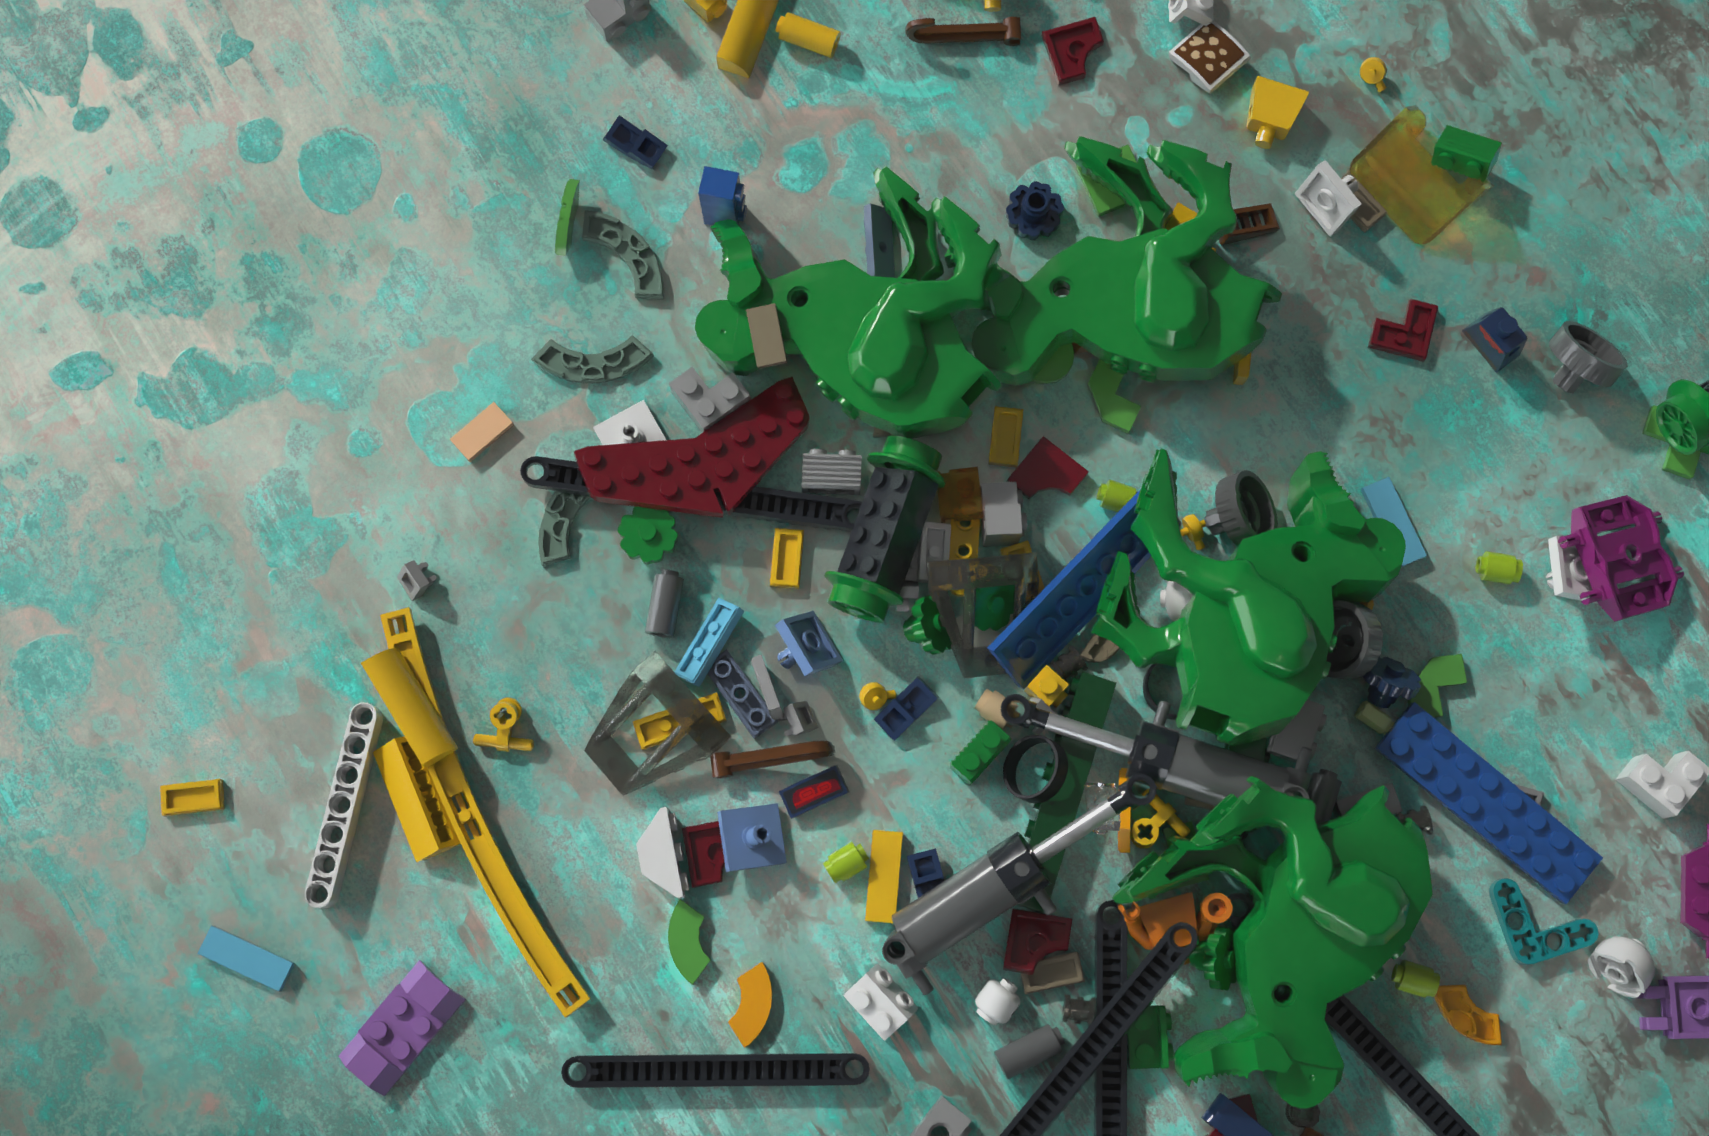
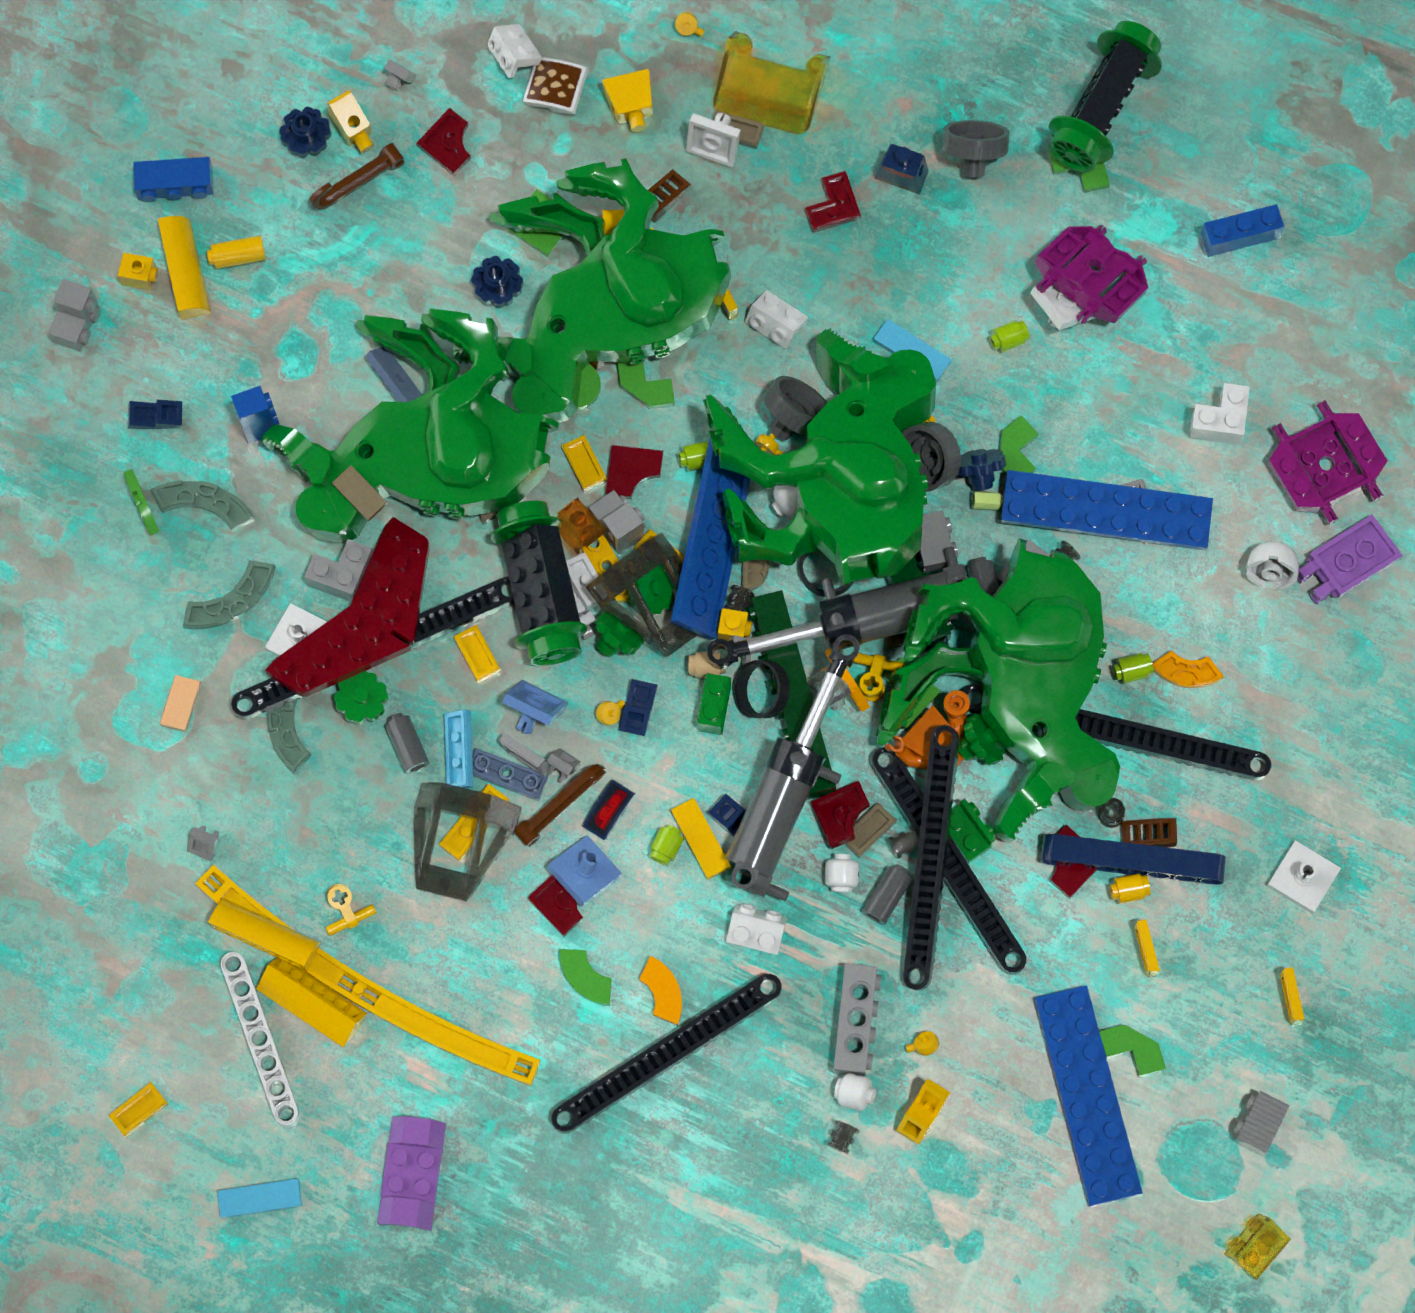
camera: 30 degrees left, 5 degrees down
(661, 855) = (525, 926): white slope -> none
(831, 472) = (470, 569): light grey brick -> none
(1279, 410) = (775, 319): none -> white bracket
(1466, 153) = (794, 45): green brick -> none
(1535, 939) = (1202, 587): teal beam -> none

